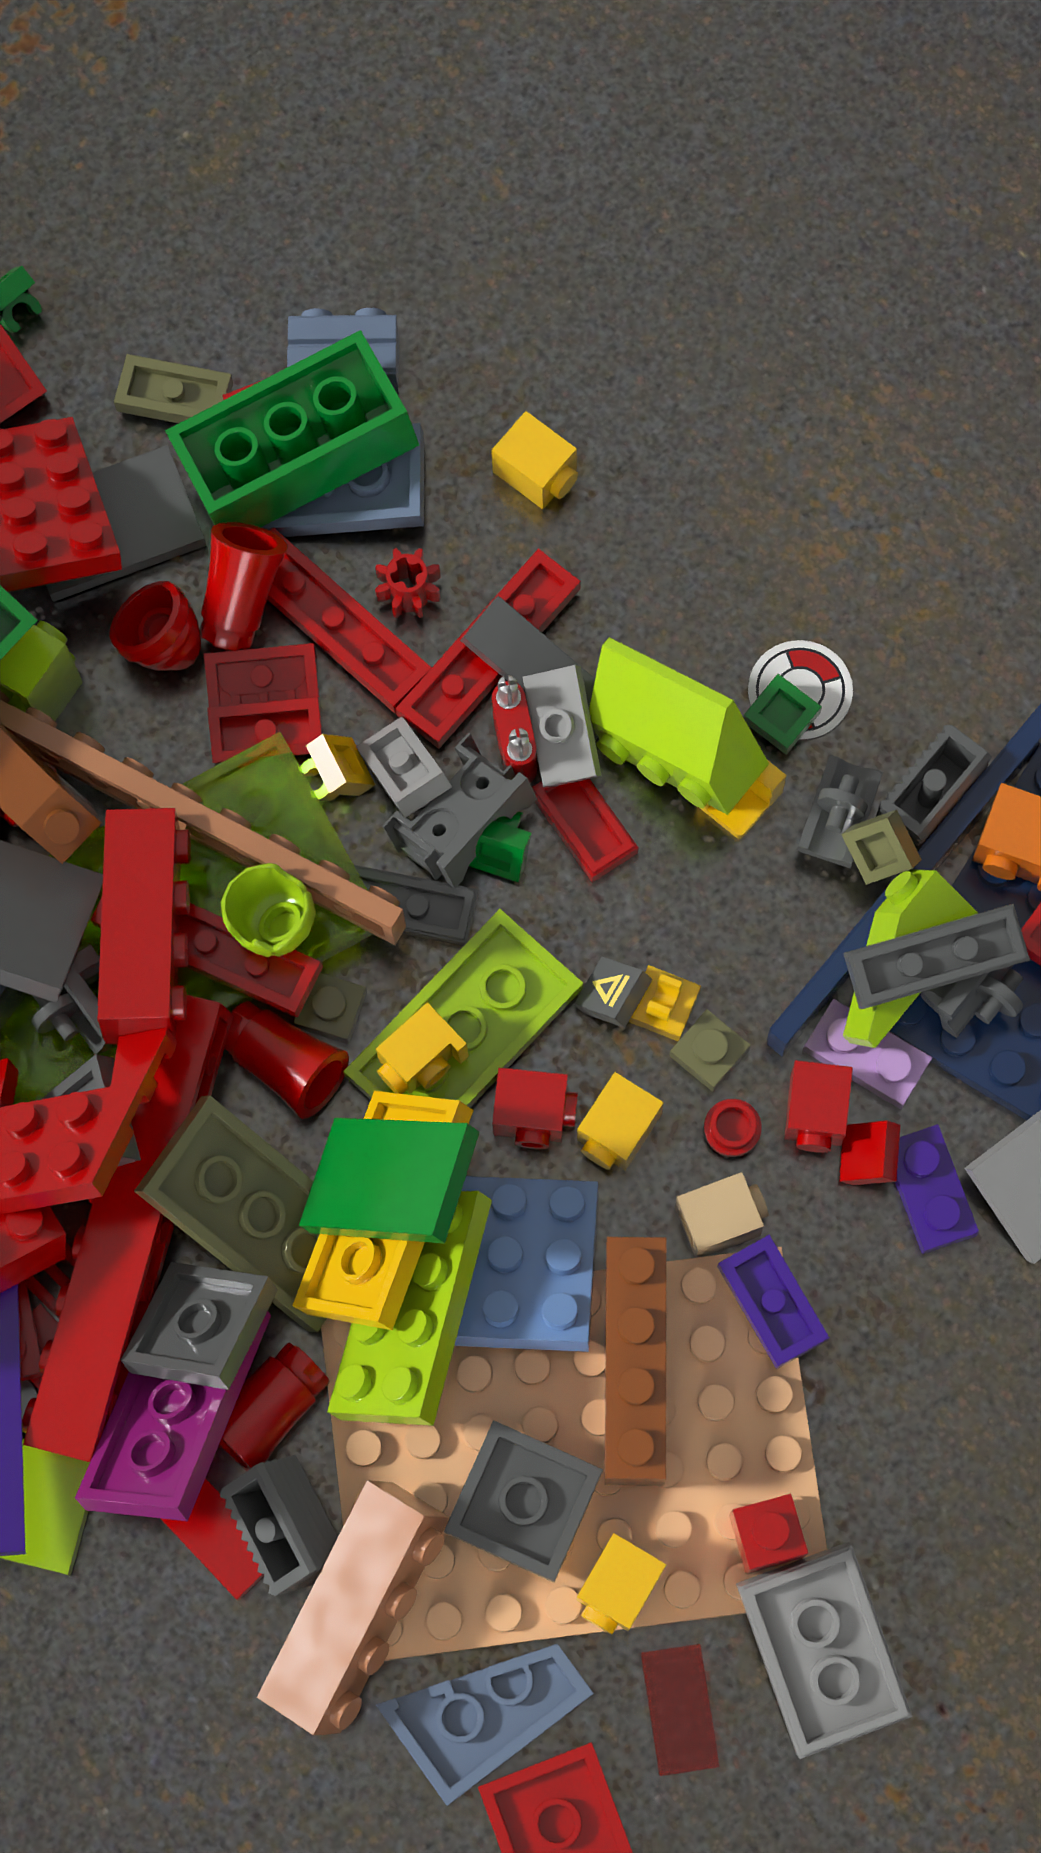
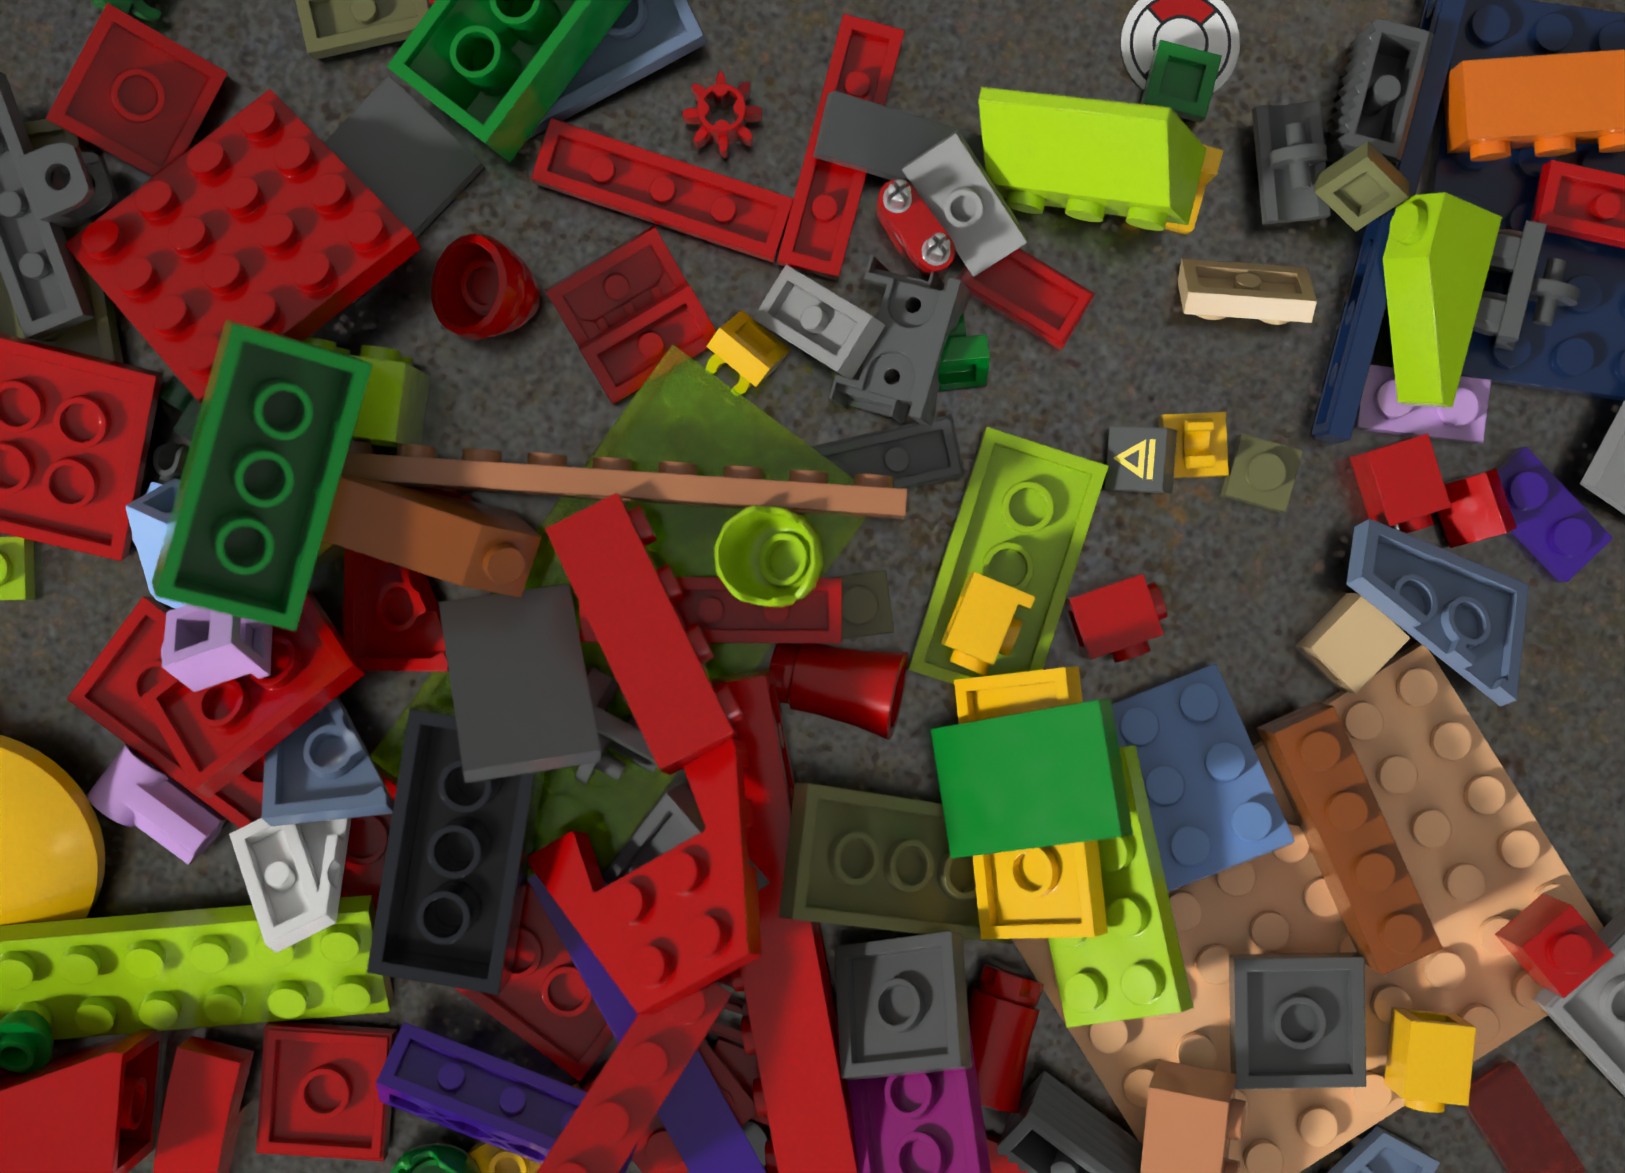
camera: 25 degrees left, 15 degrees up
(239, 583) = (548, 198): red plant -> none
(618, 1123) = (1209, 594): yellow brick -> none
(732, 1127) = (1320, 543): red plate -> none
(745, 889) = (1246, 291): none -> tan plate
(773, 1301) = (1453, 710): dark purple plate -> none
(808, 1213) = (1446, 603): none -> sand blue wing
(936, 956) = (1484, 285): dark grey tile -> none

